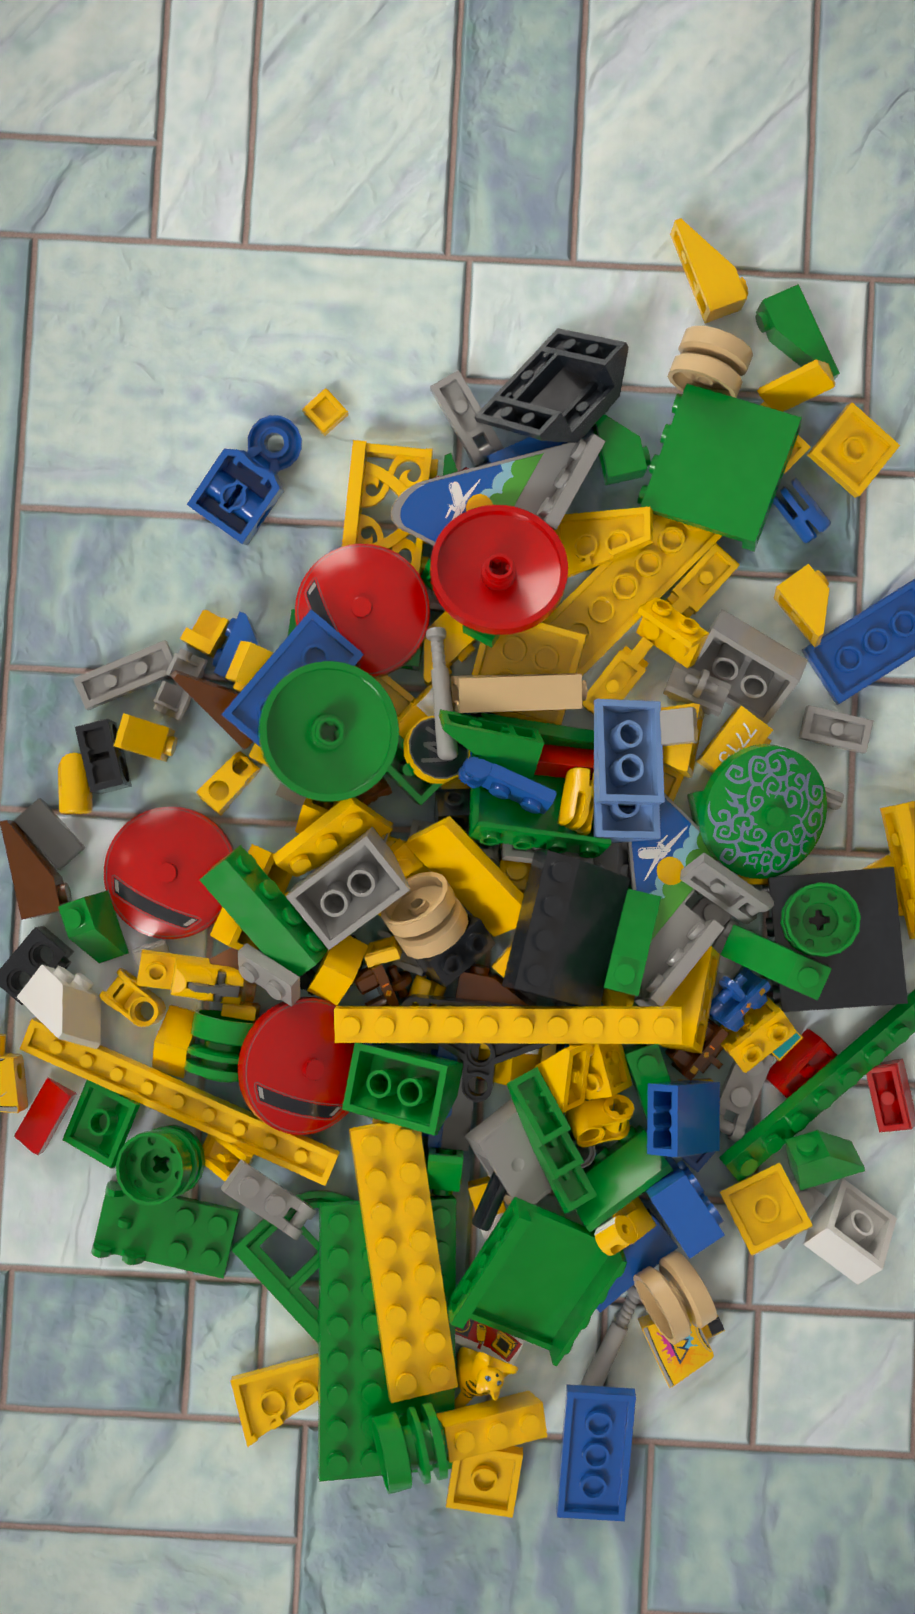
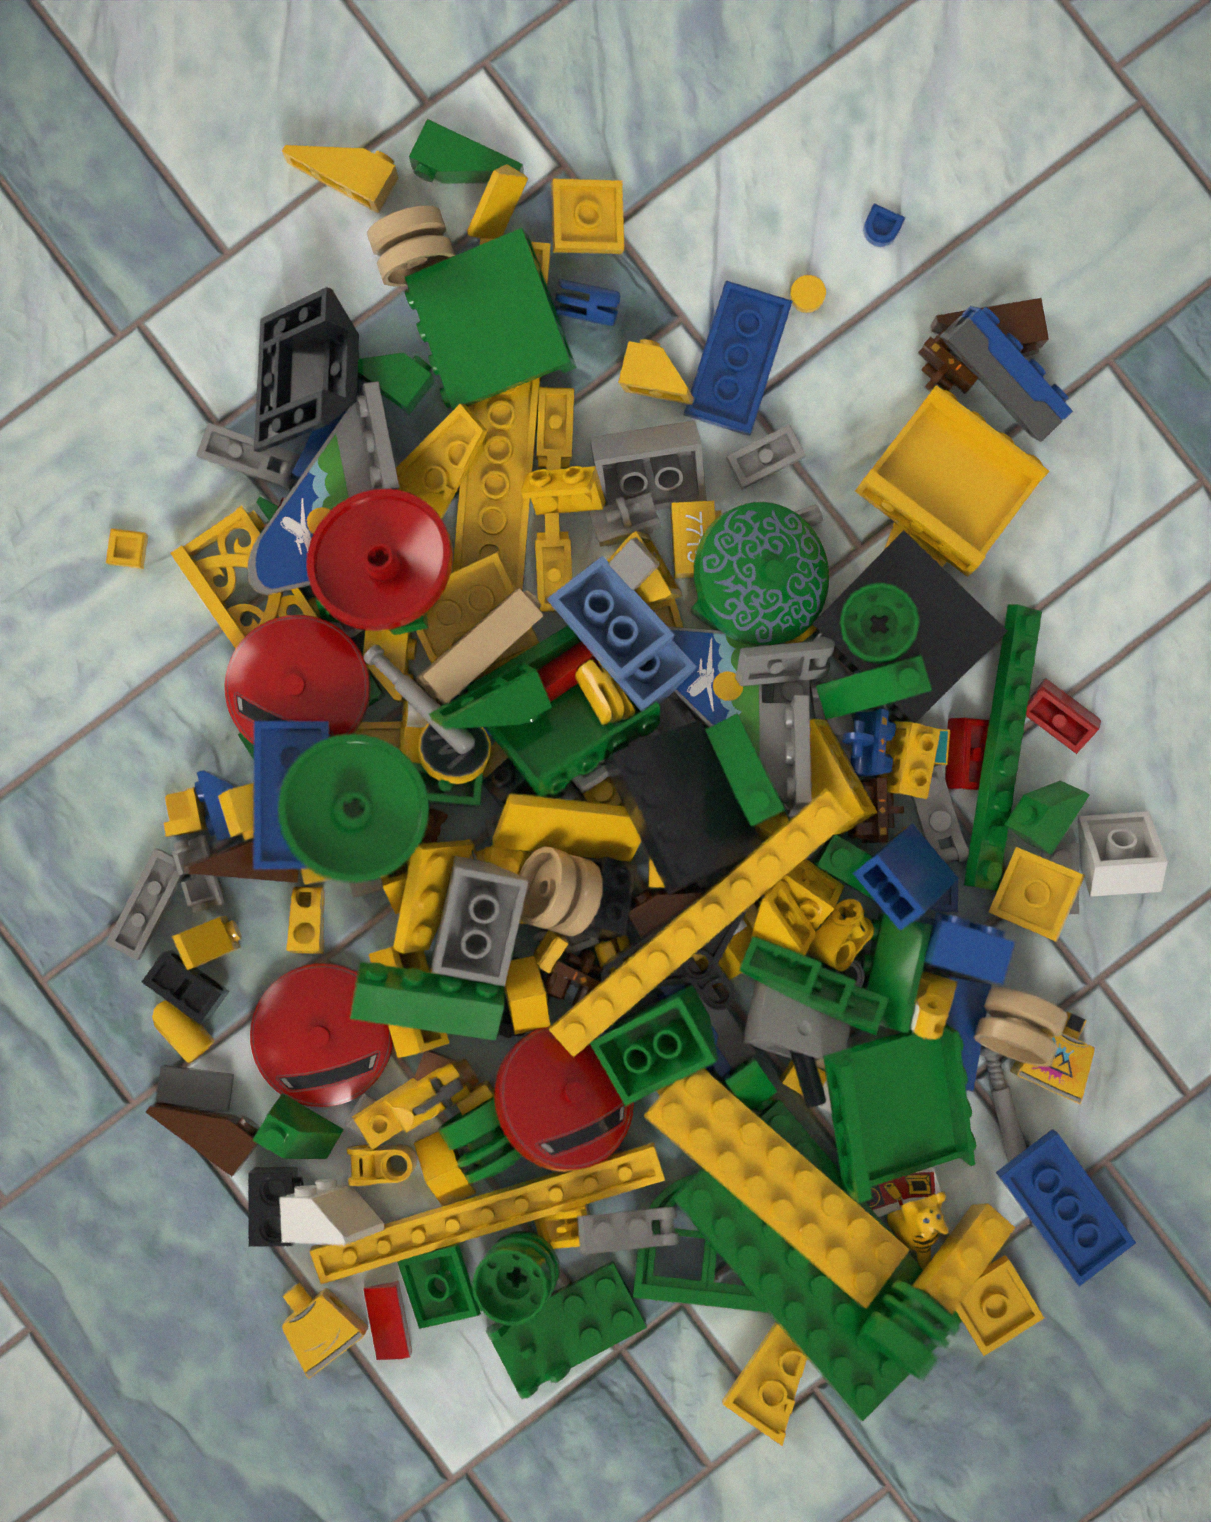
camera: 40 degrees left, 0 degrees up
(246, 484) = (111, 665): blue brick -> none
(268, 974) = (472, 1047): light grey plate -> none
(506, 785) = (534, 729): blue hinge -> none

